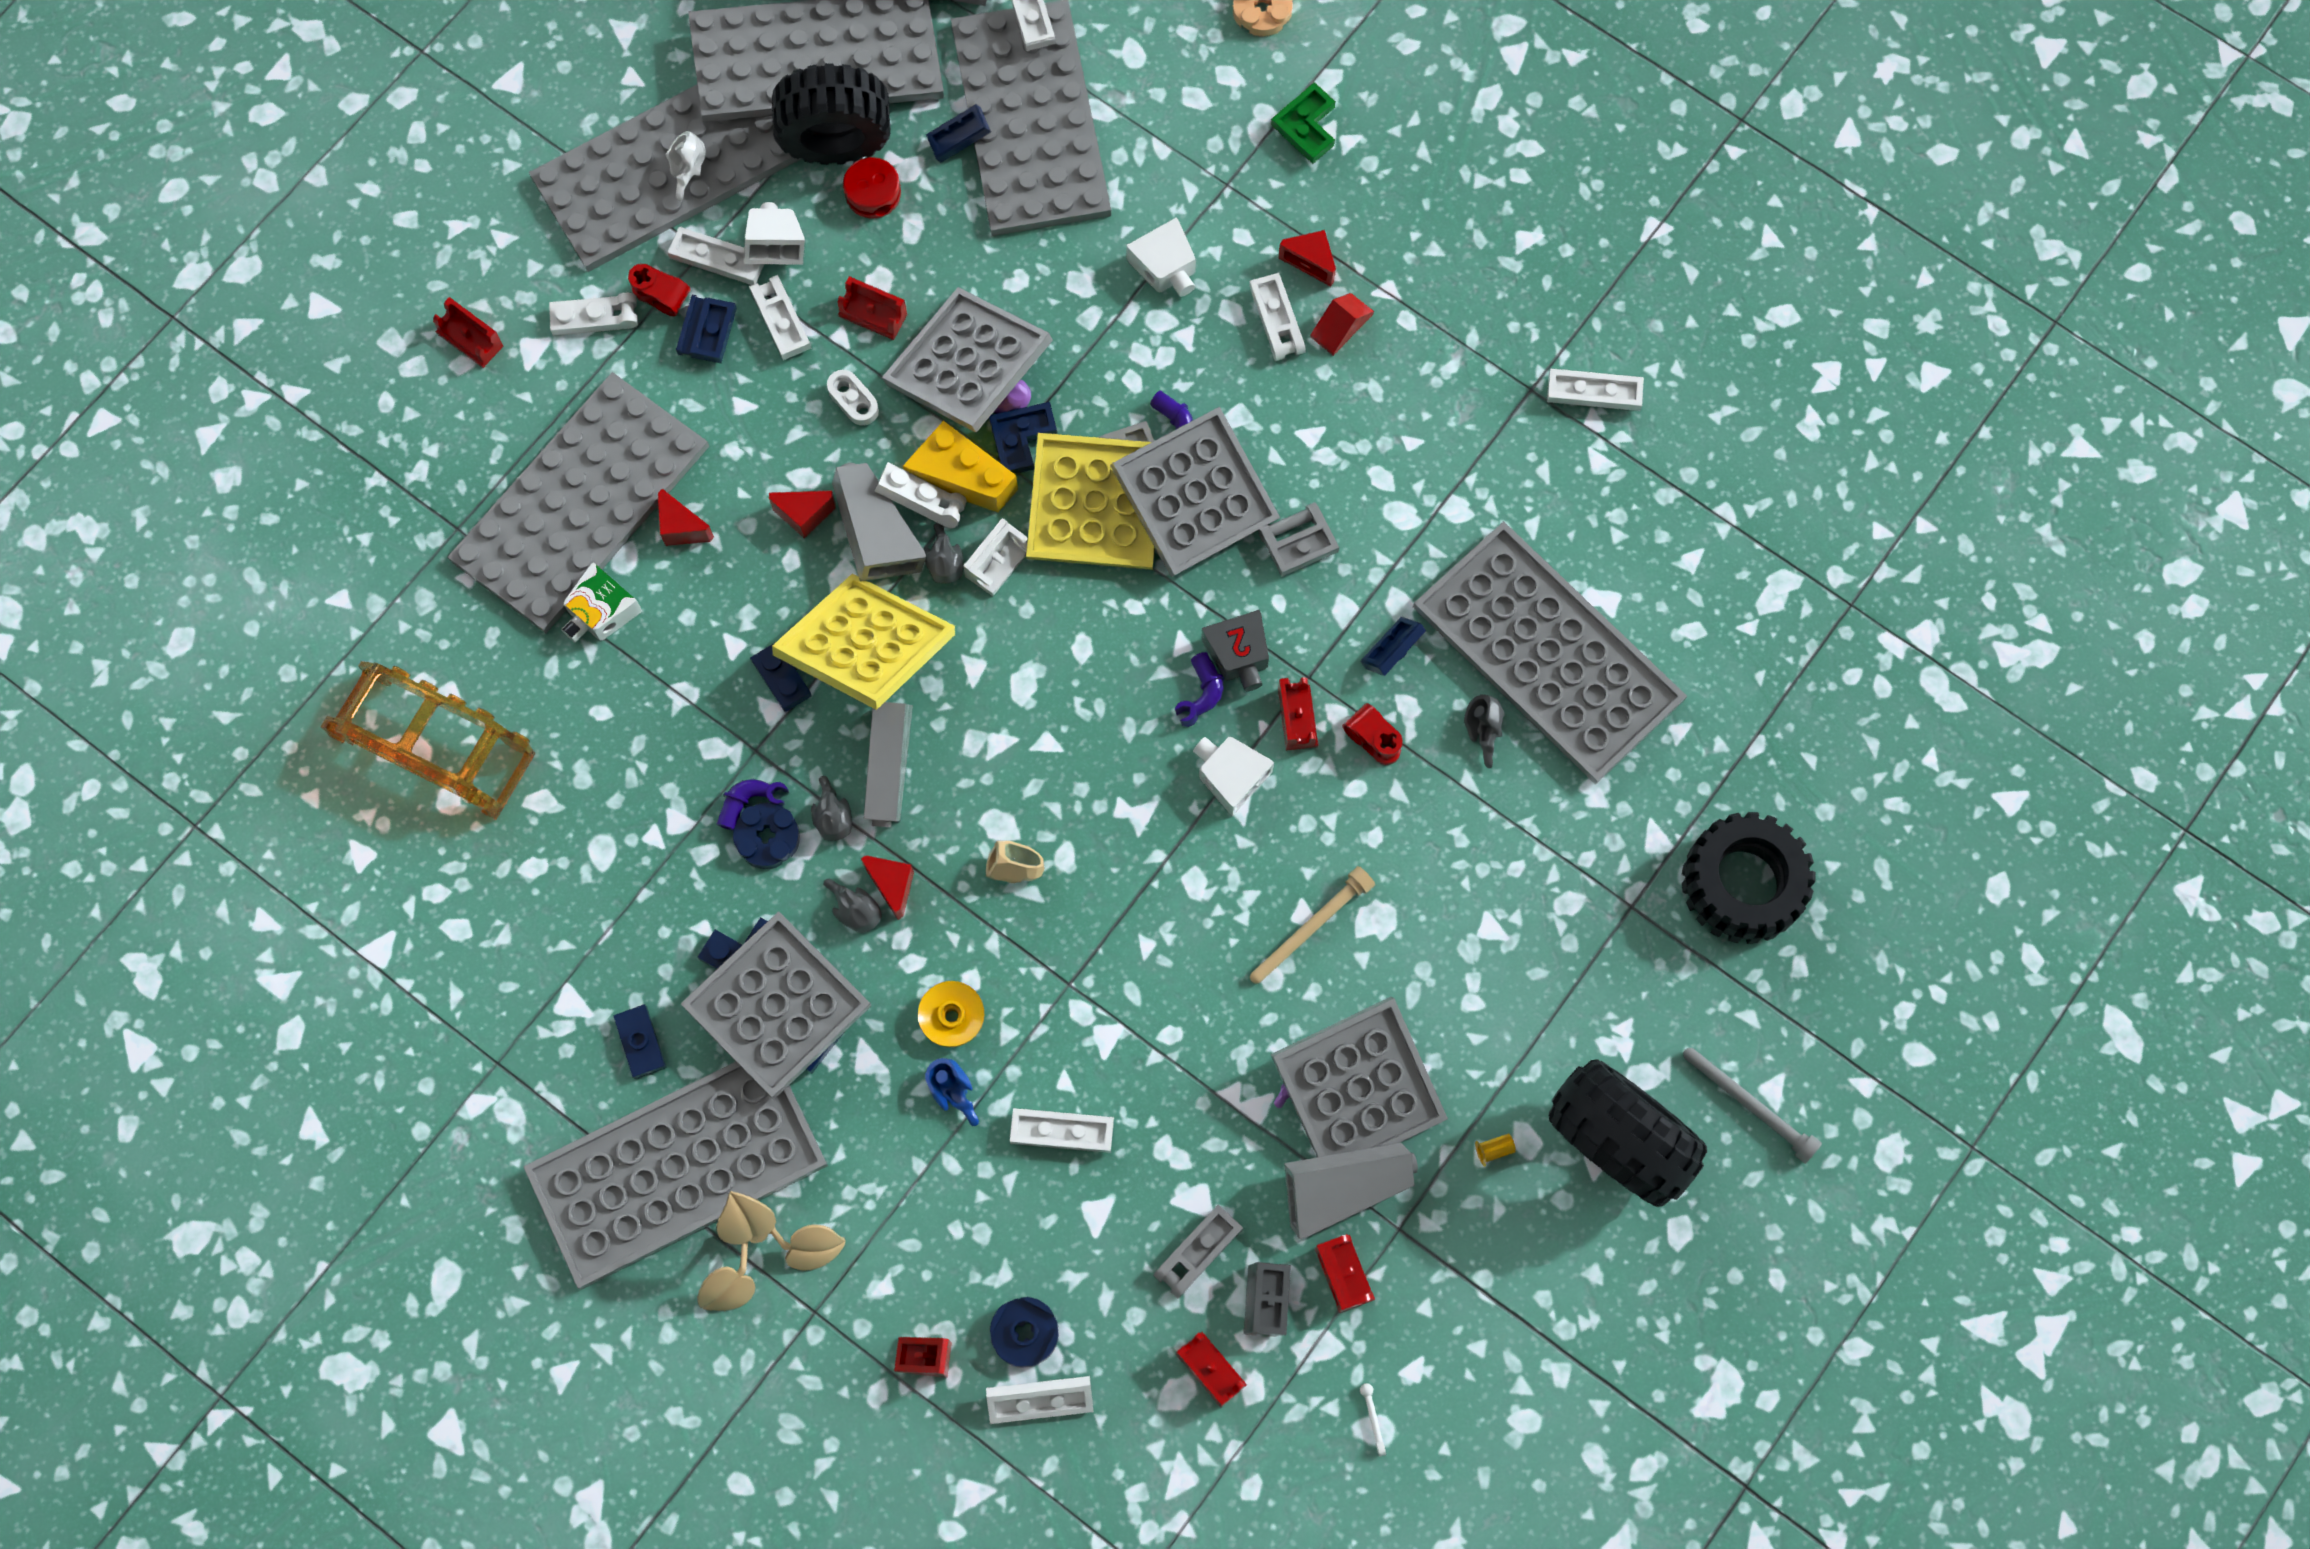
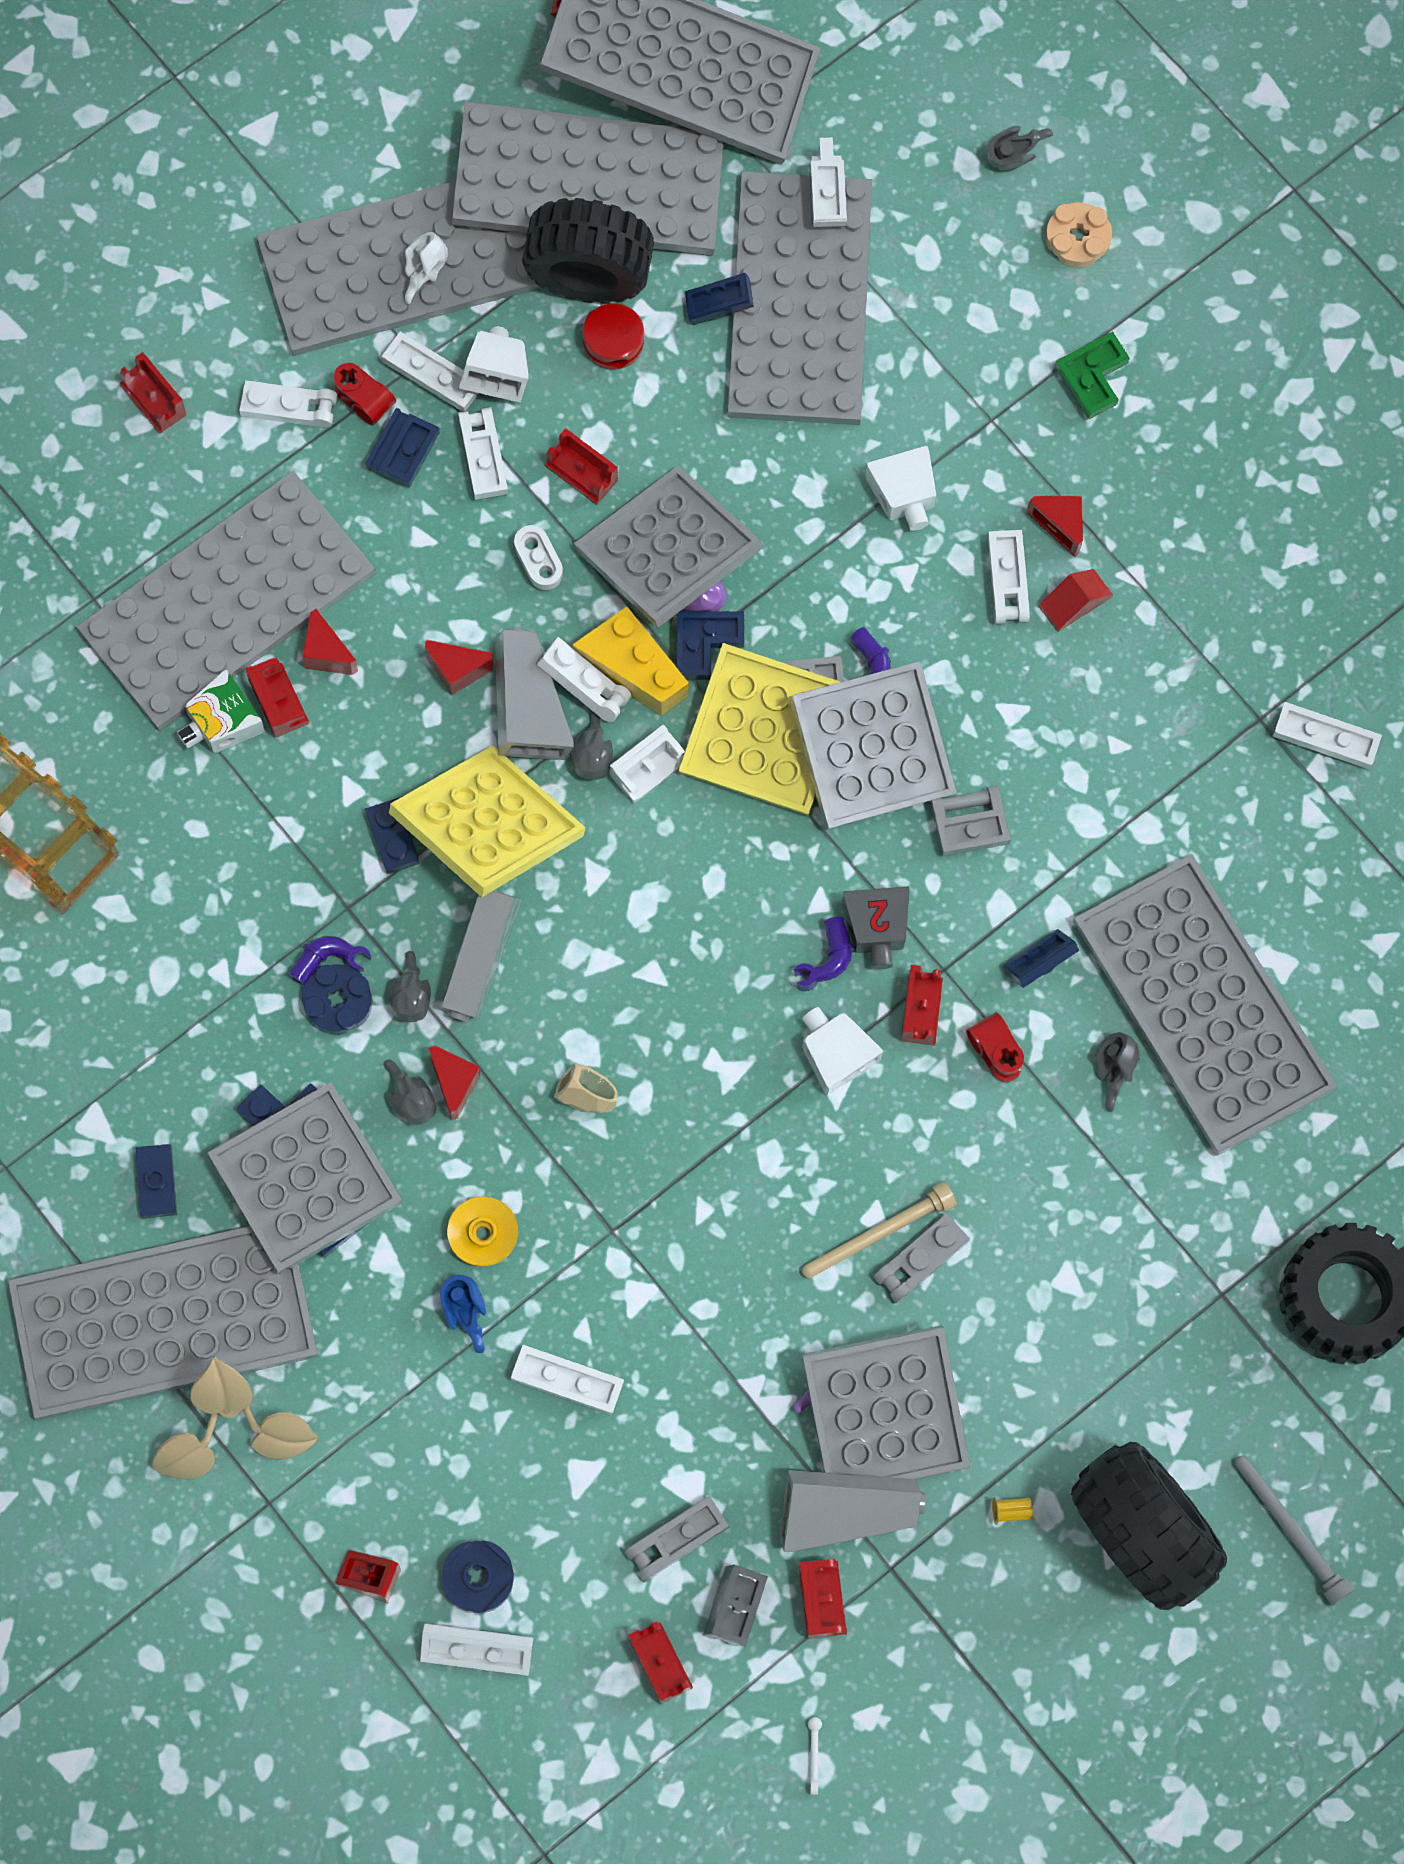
camera: 10 degrees right, 0 degrees up
(645, 577) = (276, 697): none -> red hinge
(1356, 939) = (923, 1257): none -> light grey plate

